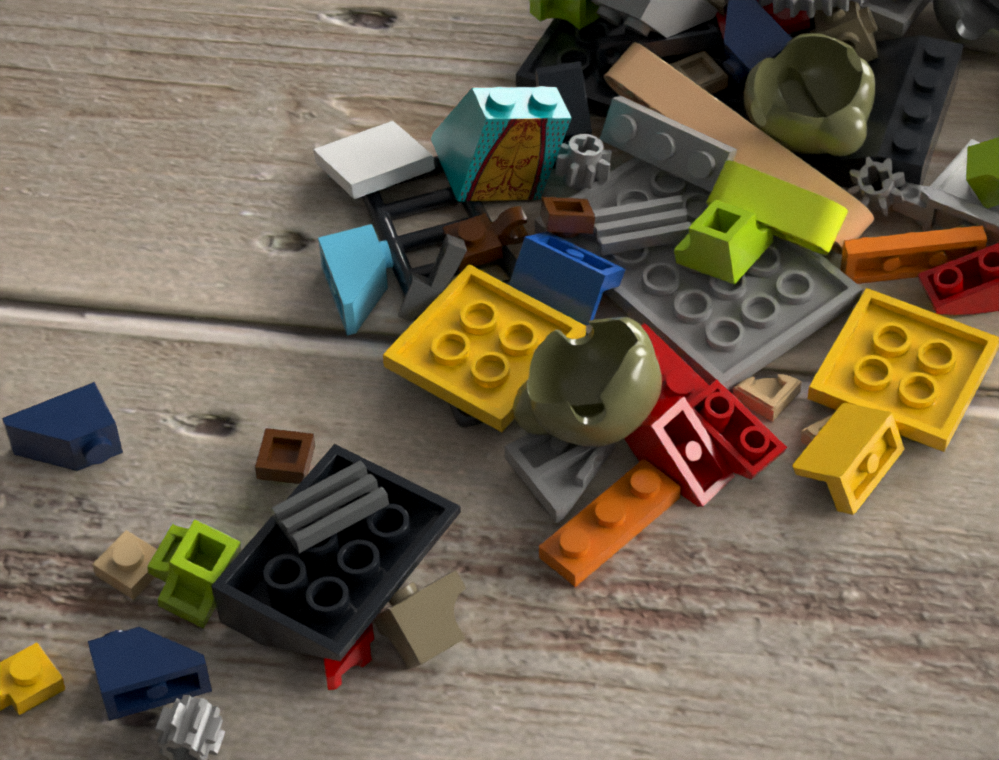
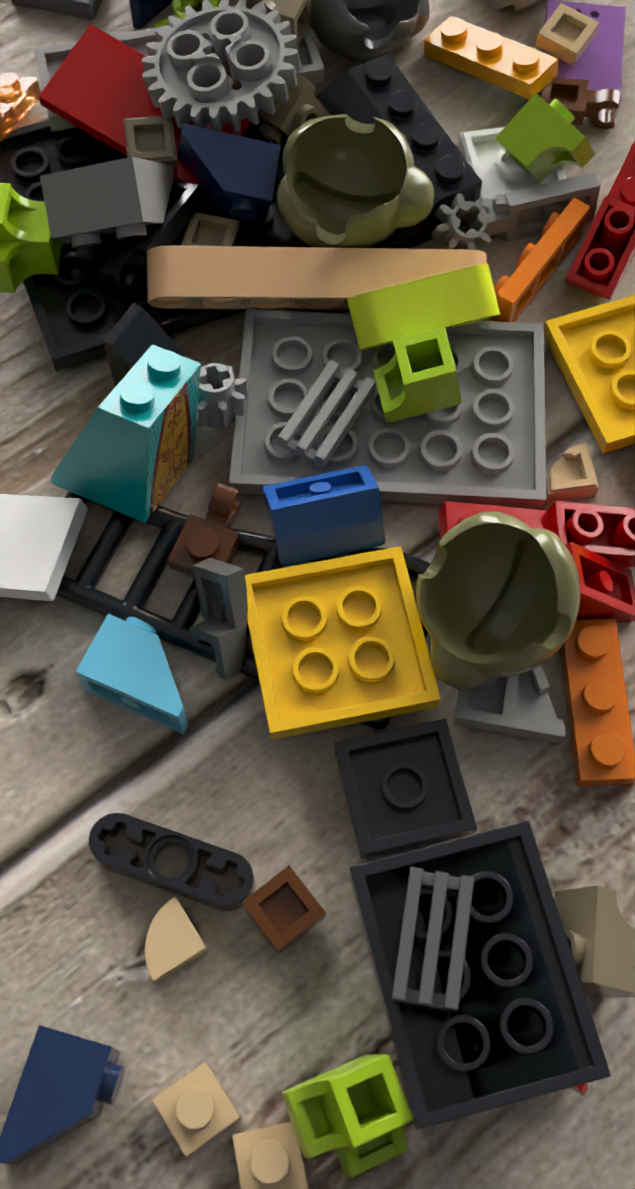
camera: 50 degrees left, 15 degrees up
(125, 507) = (196, 1109): none -> tan plate
(210, 421) = (171, 941): none -> tan tile
(259, 368) = (126, 860): none -> black beam
(435, 451) = (404, 788): none -> black plate
(567, 216) = (267, 456): reddish brown plate -> none
(665, 143) = (270, 321): light grey plate -> none

